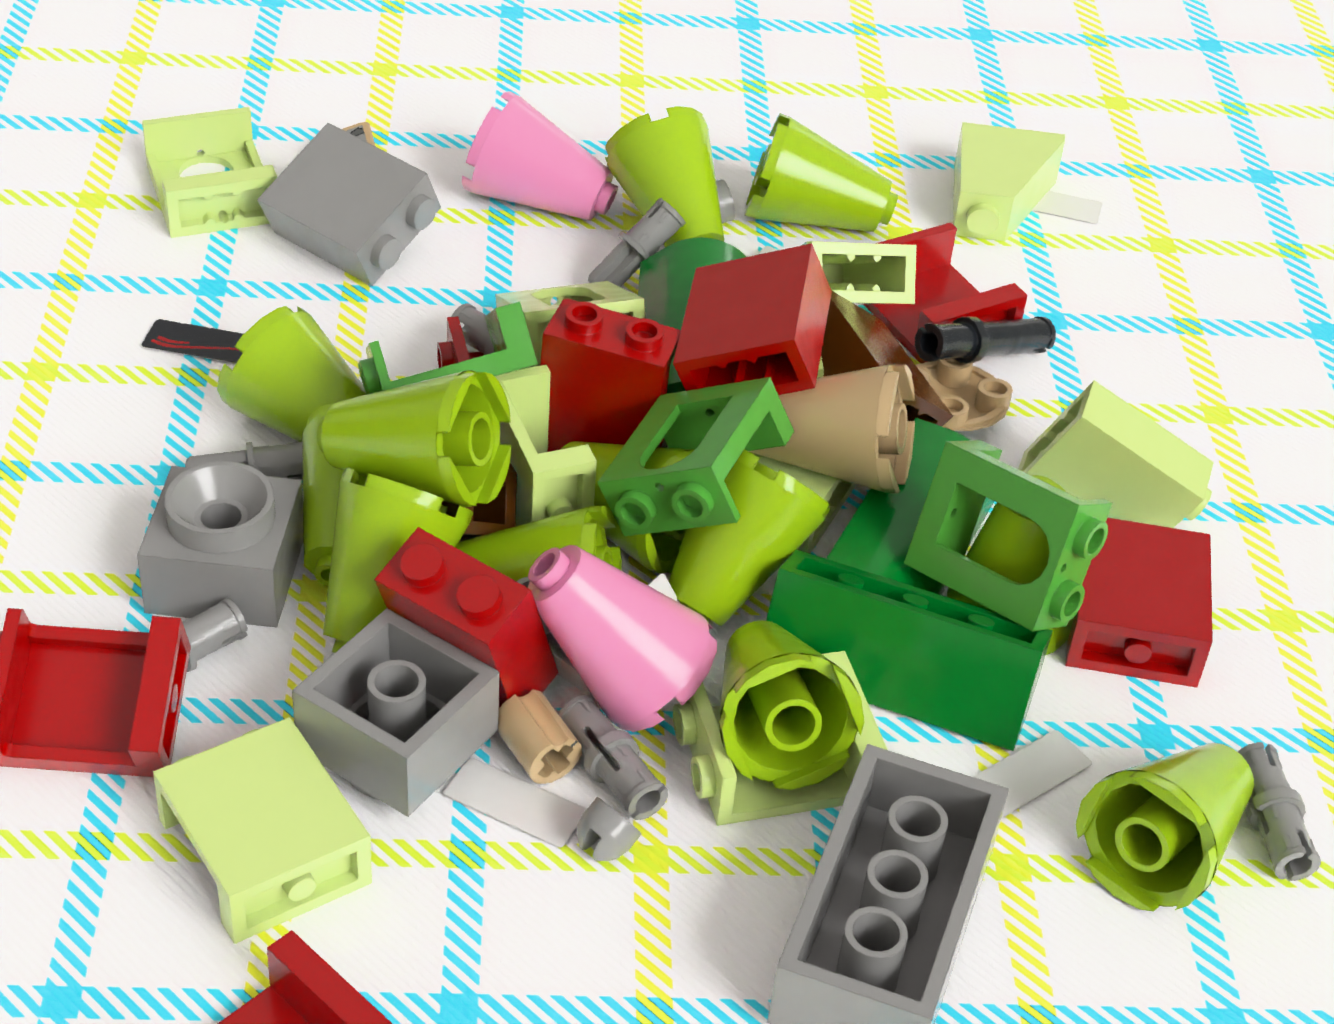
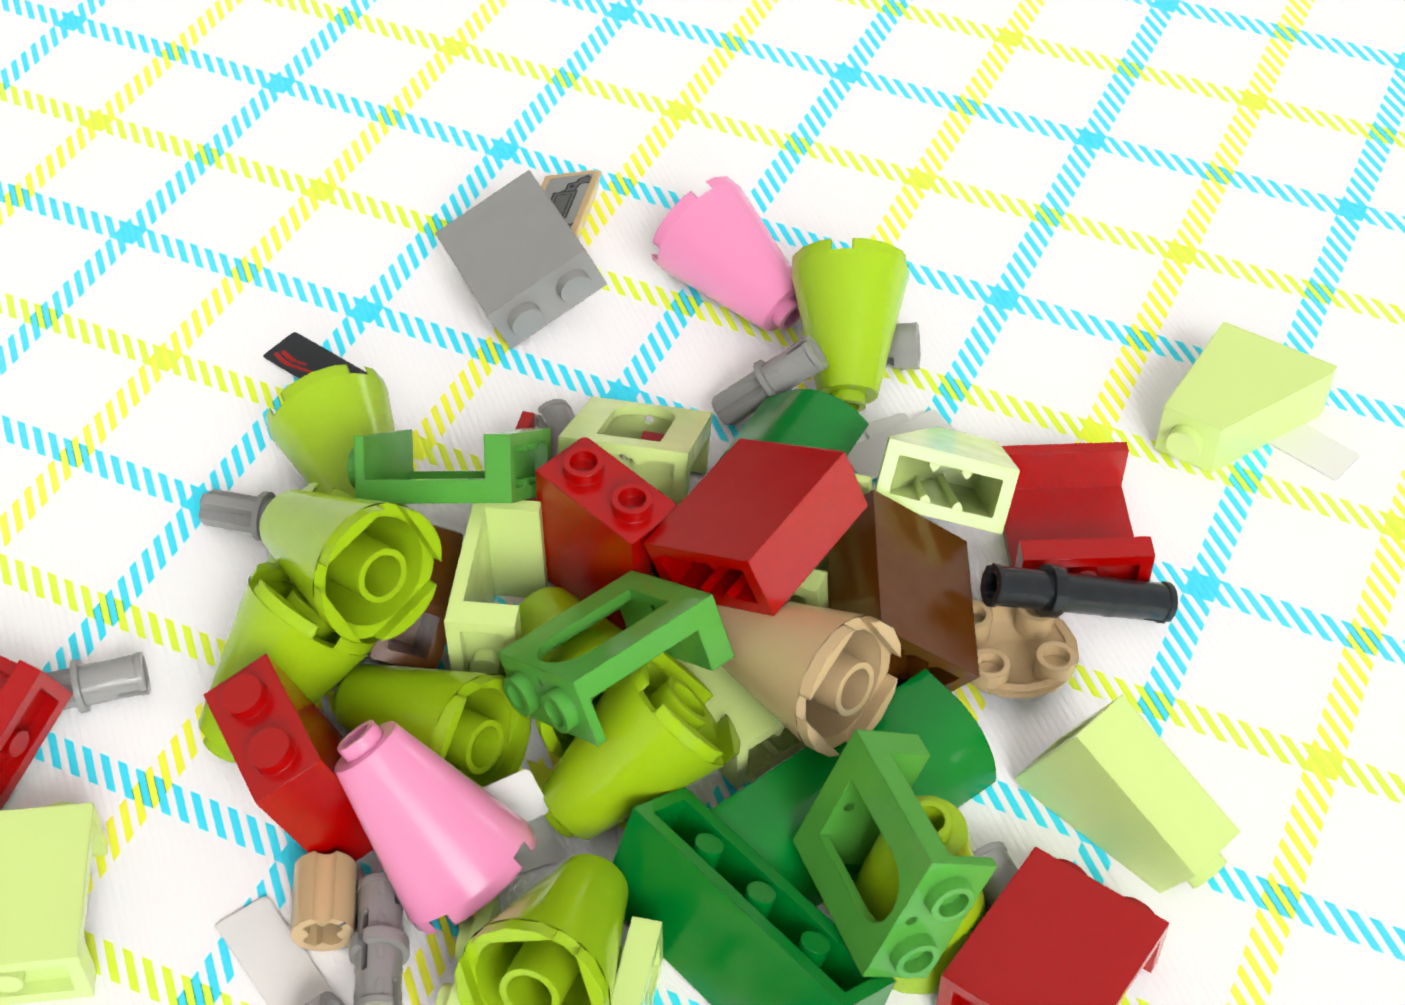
camera: 30 degrees right, 5 degrees up
(196, 202) = (409, 222): yellowish green panel -> none
(220, 537) = (166, 592): light grey piece -> none
(397, 711) = (188, 834): light grey piece -> none
(816, 183) = (1013, 353): lime cone -> none

